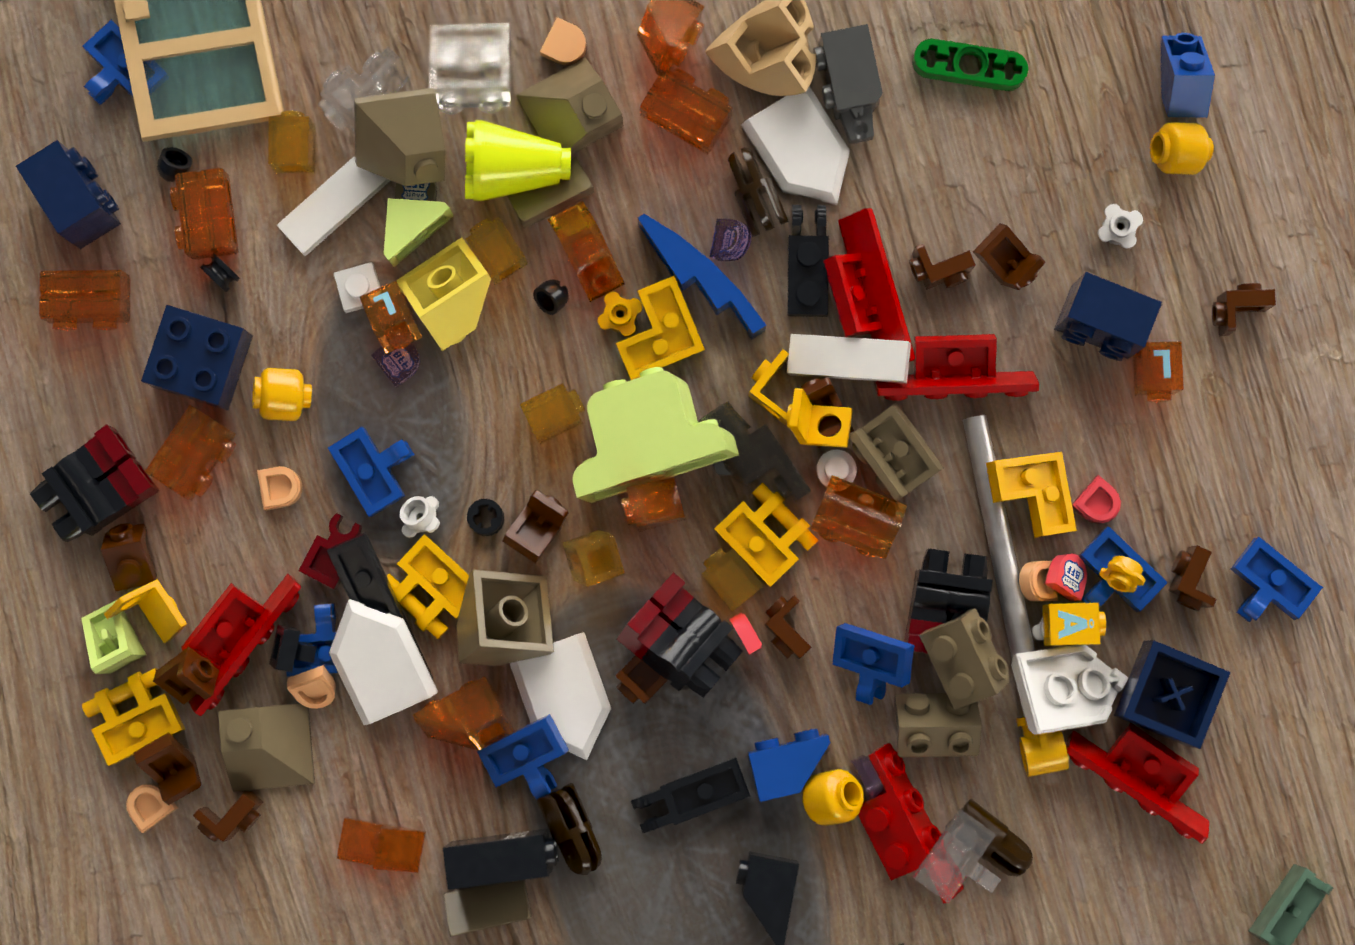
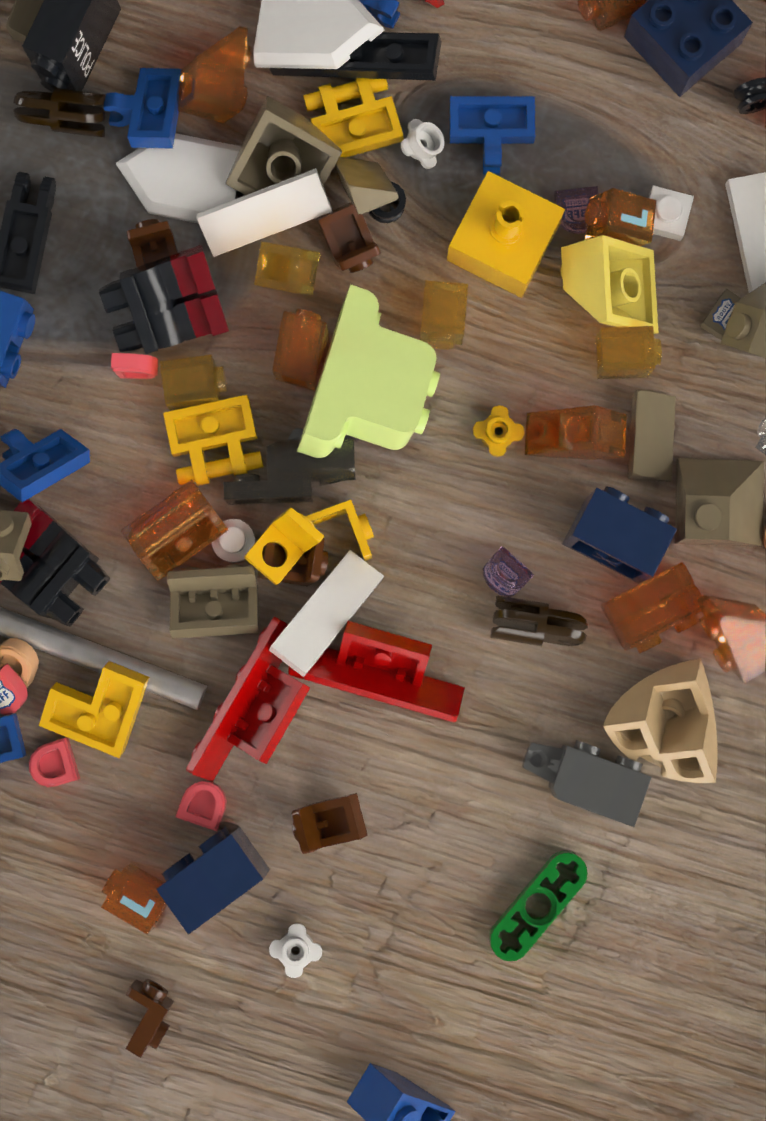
camera: 120 degrees right, 0 degrees up
(279, 487) = (526, 39): light nougat tile -> none
(281, 394) = (609, 84): yellow head -> none
(317, 561) = (437, 23): dark red plate -> none
(410, 225) = (695, 287): yellowish green slope -> none
(457, 401) = (504, 234): none -> yellow brick
(485, 535) = (365, 184): none -> dark tan slope
(510, 161) = (702, 409): neon yellow cone -> none
(551, 296) = (552, 379): black hinge -> none
(557, 606) = (264, 212): none -> white tile
(649, 157) = (620, 534): none -> dark blue brick
(672, 330) = (448, 462): yellow plate -> none
(693, 267) = (503, 519): blue slope -> none
(785, 638) = (110, 400): reddish brown bracket -> none
(800, 147) = (555, 695): white tile -> none
(806, 267) = (449, 636): black hinge -> none
(950, 271) = (349, 759): reddish brown bracket -> none
(1055, 366) = (203, 805): none -> coral tile
(1181, 148) = (332, 1057): yellow head -> none

